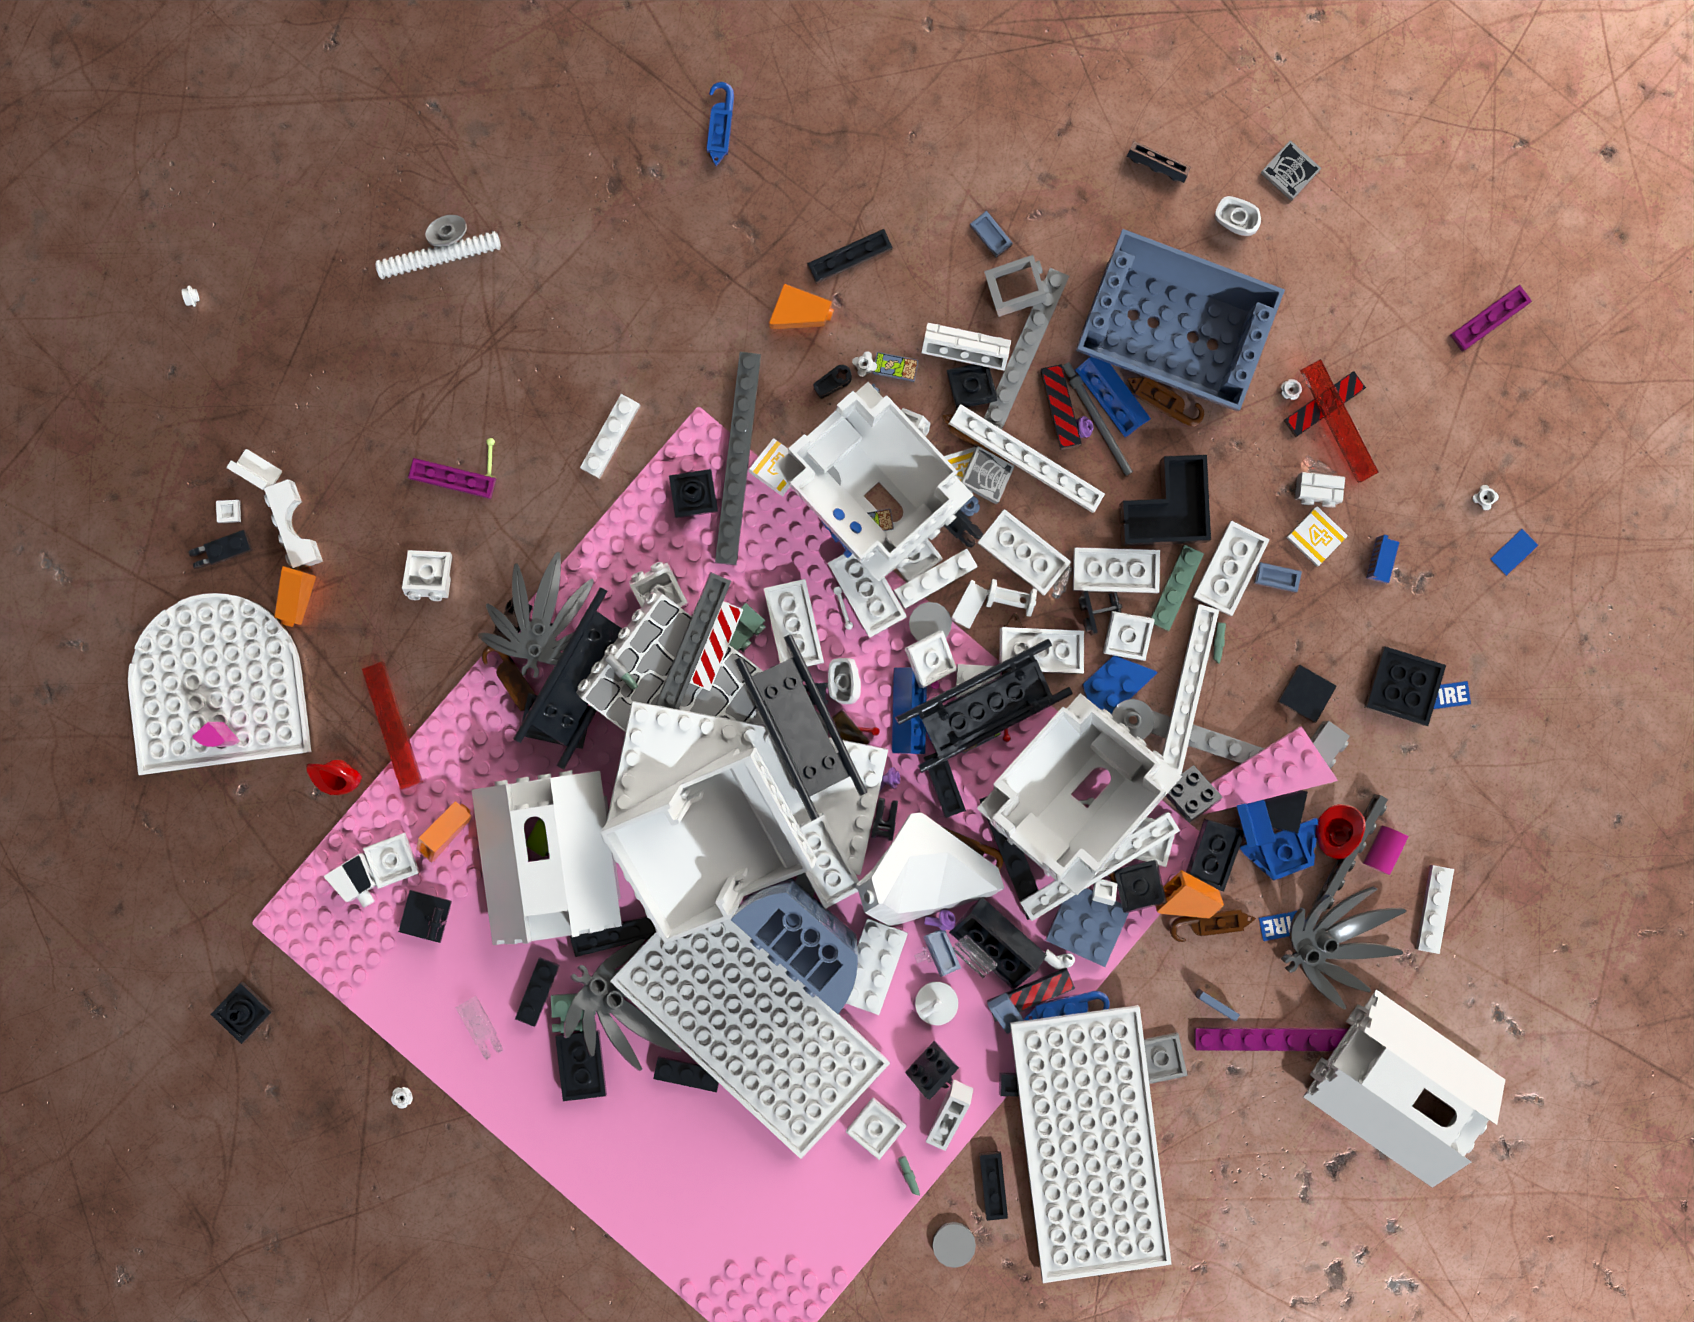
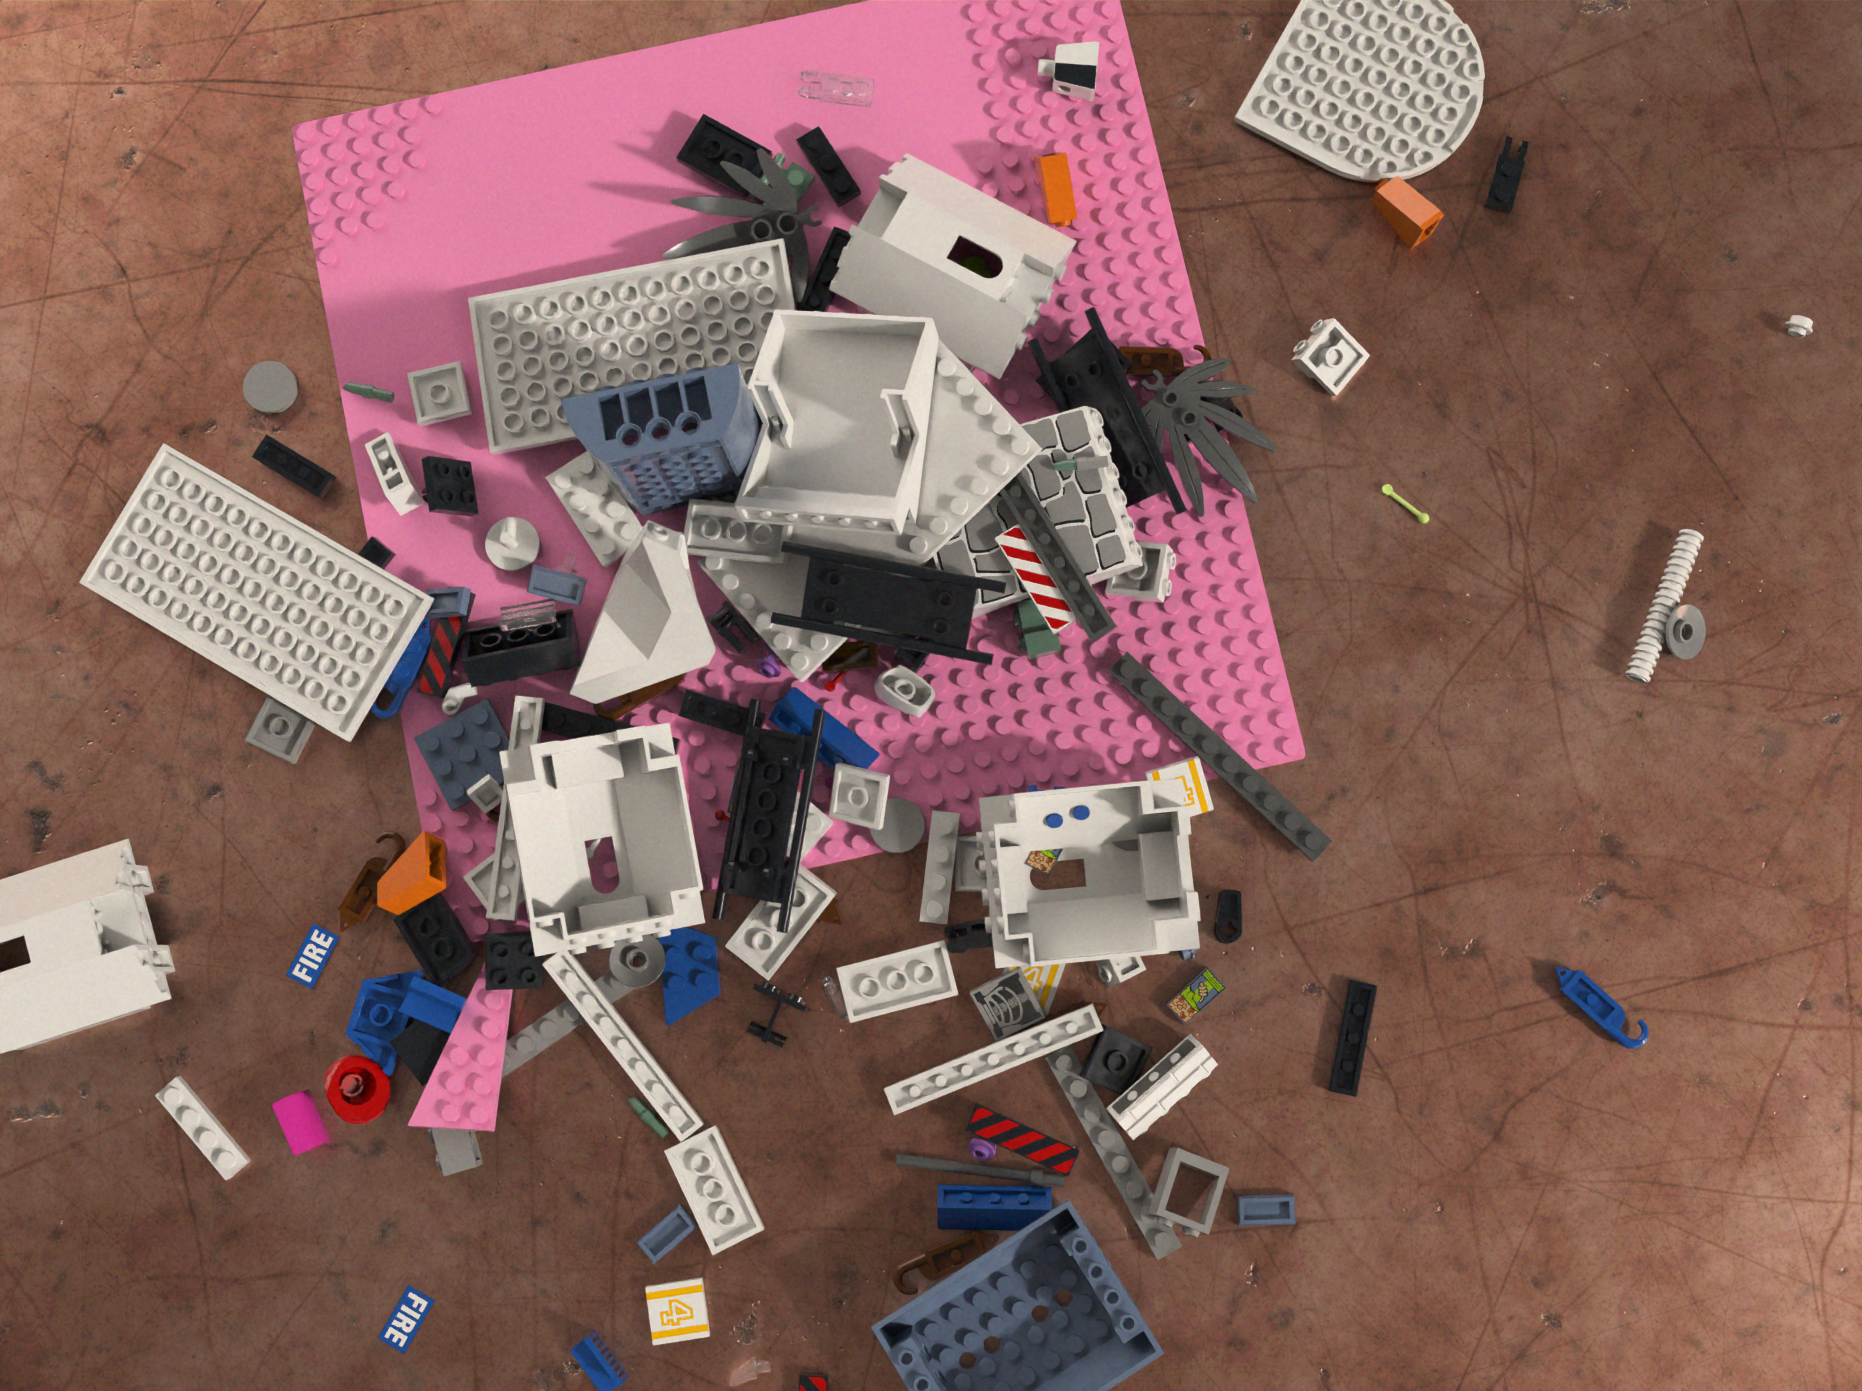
camera: 135 degrees right, 5 degrees down
(215, 735) = (1317, 35): dark pink brick -> none
(228, 511) = (1541, 208): white plate -> none
(255, 470) = (1564, 264): white panel -> none
(283, 500) = (1512, 268): white arch -> none
(334, 777) = (1190, 124): red hat -> none
(391, 860) = (1065, 120): white tile -> none
(392, 725) = (1201, 215): clear red plate -> none
(425, 916) = (985, 112): black plate -> none
(452, 478) = (1413, 452): magenta tile -> none
(610, 436) = (1340, 643): white plate -> none
(684, 1074) = (639, 247): black plate -> none
(693, 493) = (1215, 682): black plate -> none
(793, 614) = (1004, 686): white plate -> none
(800, 310) = (1331, 939): orange slope -> none
(837, 591) = (1002, 755): white hinge -> none
(863, 370) = (1215, 965): white plate -> none
(871, 600) = (960, 780): white plate -> none
(945, 921) = (585, 611): medium lavender plate -> none
(969, 605) = (886, 882): white panel -> none
(973, 509) = (982, 963): sand blue plate -> none
(1011, 597) = (860, 930): white hose -> none
(1116, 570) = (804, 1065): white plate -> none
(1128, 635) = (727, 1024): white tile -> none
(1140, 886) = (463, 834): black plate -> none
(1176, 587) = (739, 1115): sand green plate -> none
(1179, 515) = (811, 1179): black piece -> none
(1201, 995) = (287, 824): sand blue tile -> none
(1267, 1039) = (213, 852): magenta plate -> none
(1307, 693) = (523, 1168): black tile -> none
(1319, 488) = (725, 1354): white brick -> none
(1322, 942) = (265, 972): dark grey plant -> none
(1336, 877) = (314, 1047): dark grey plate -> none
(1405, 686) = (449, 1280): black plate -> none

